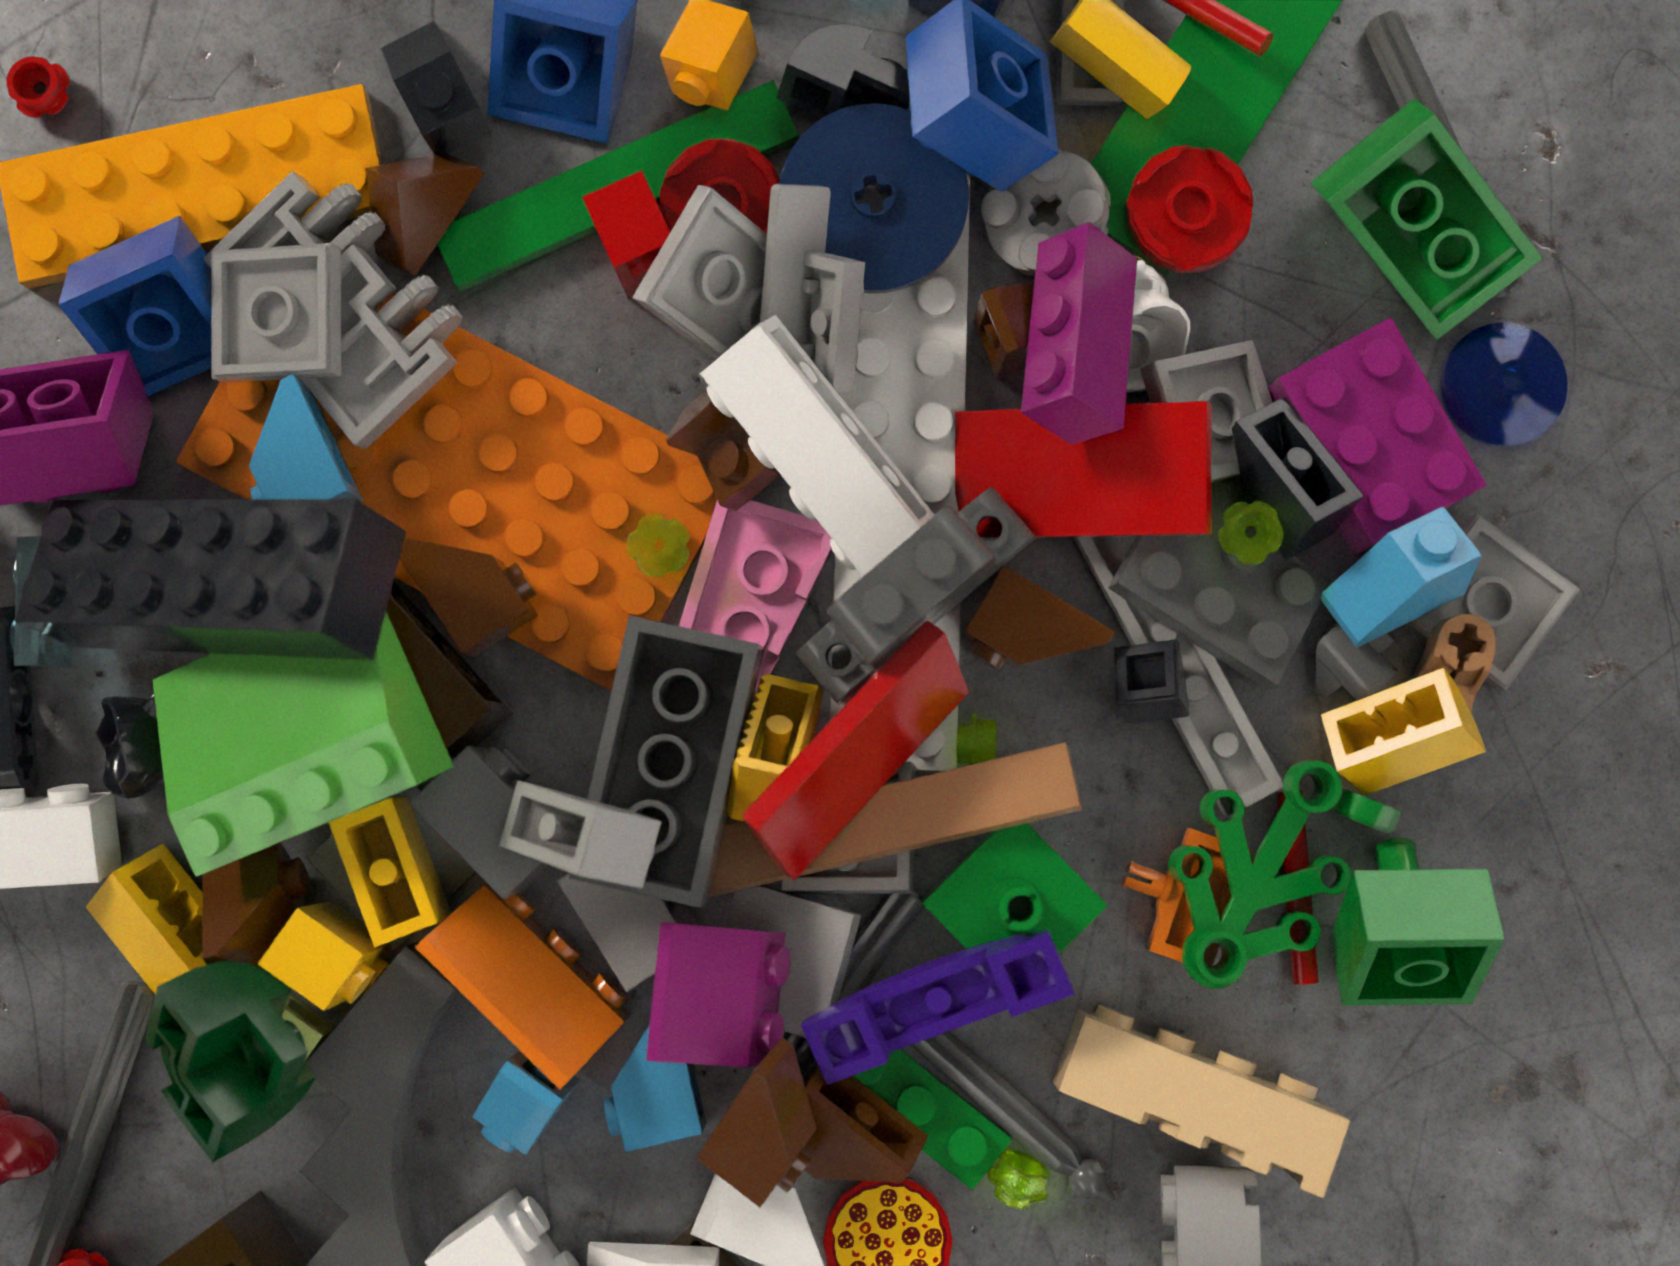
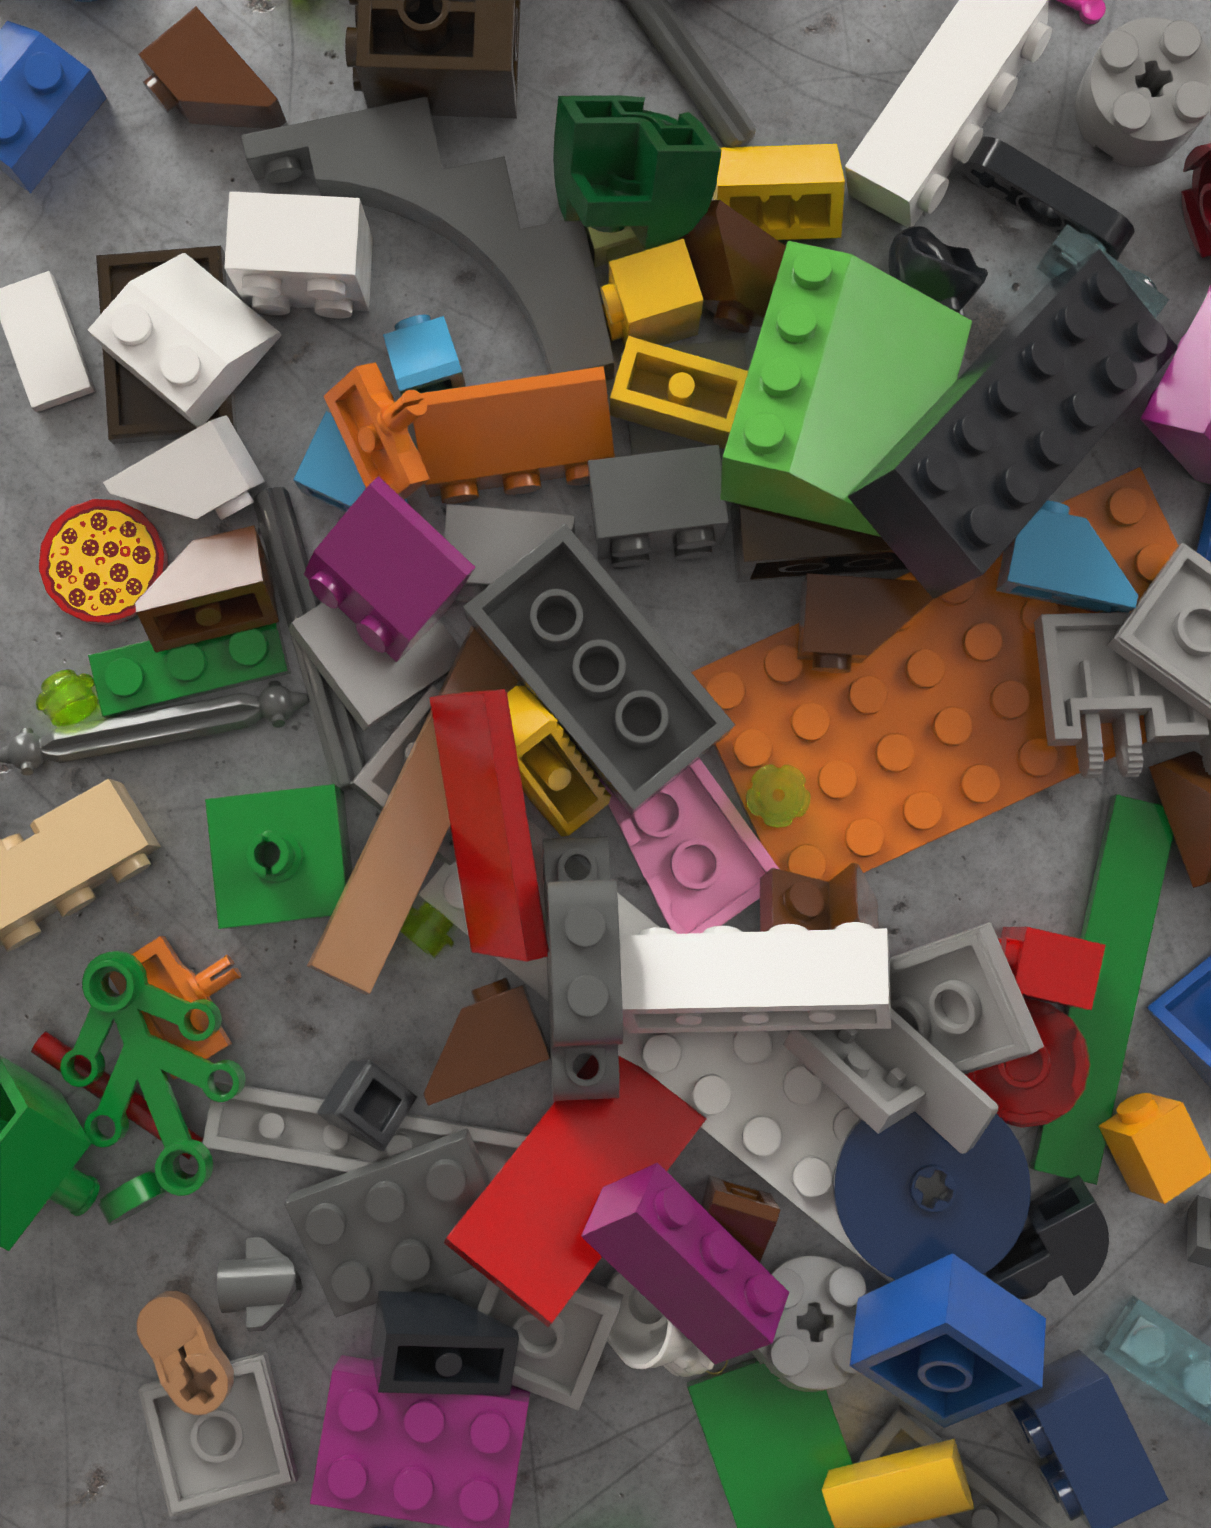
camera: 125 degrees right, 0 degrees up
(580, 835) = (589, 555): light grey slope -> none
(607, 1093) = (377, 429): none -> orange plate
(764, 1129) = (256, 528): reddish brown slope -> none
(936, 998) = (253, 736): dark purple slope -> none
(1189, 209) = (726, 1445): red tile -> none
(1268, 531) = (409, 1291): clear neon green plate -> none
(1402, 732) = (169, 1274): yellow brick -> none
(1403, 577) = (289, 1374): dark azure slope -> none

